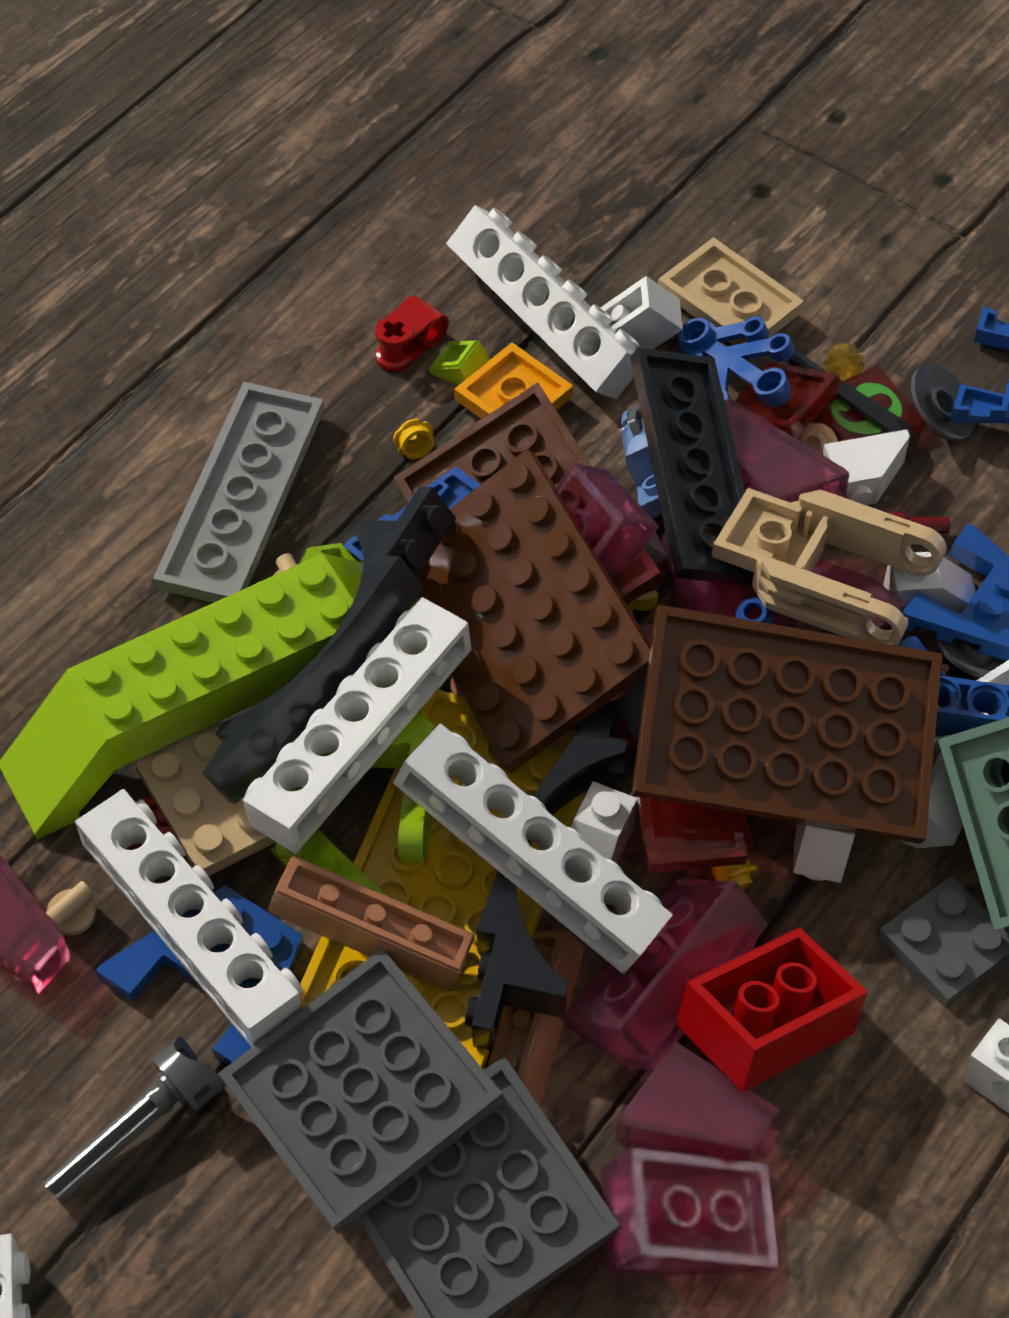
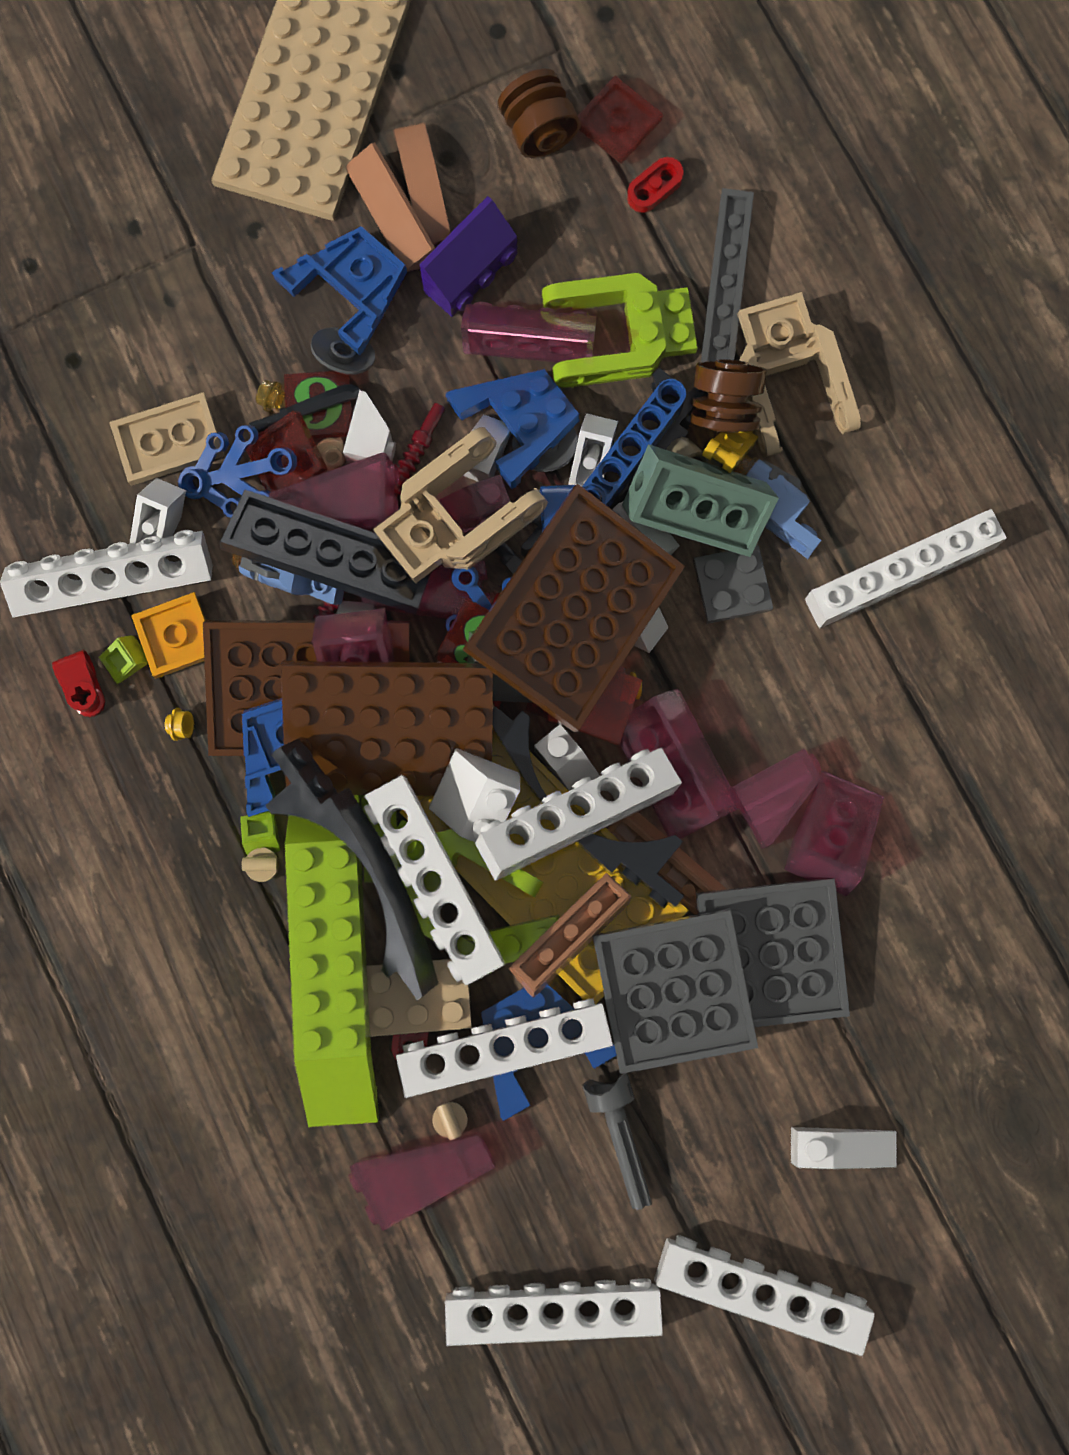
camera: 65 degrees left, 25 degrees up
(239, 494) = (163, 868): light grey plate -> none
(502, 729) = (474, 794): none -> white slope
(770, 1008) = (742, 719): red brick -> none

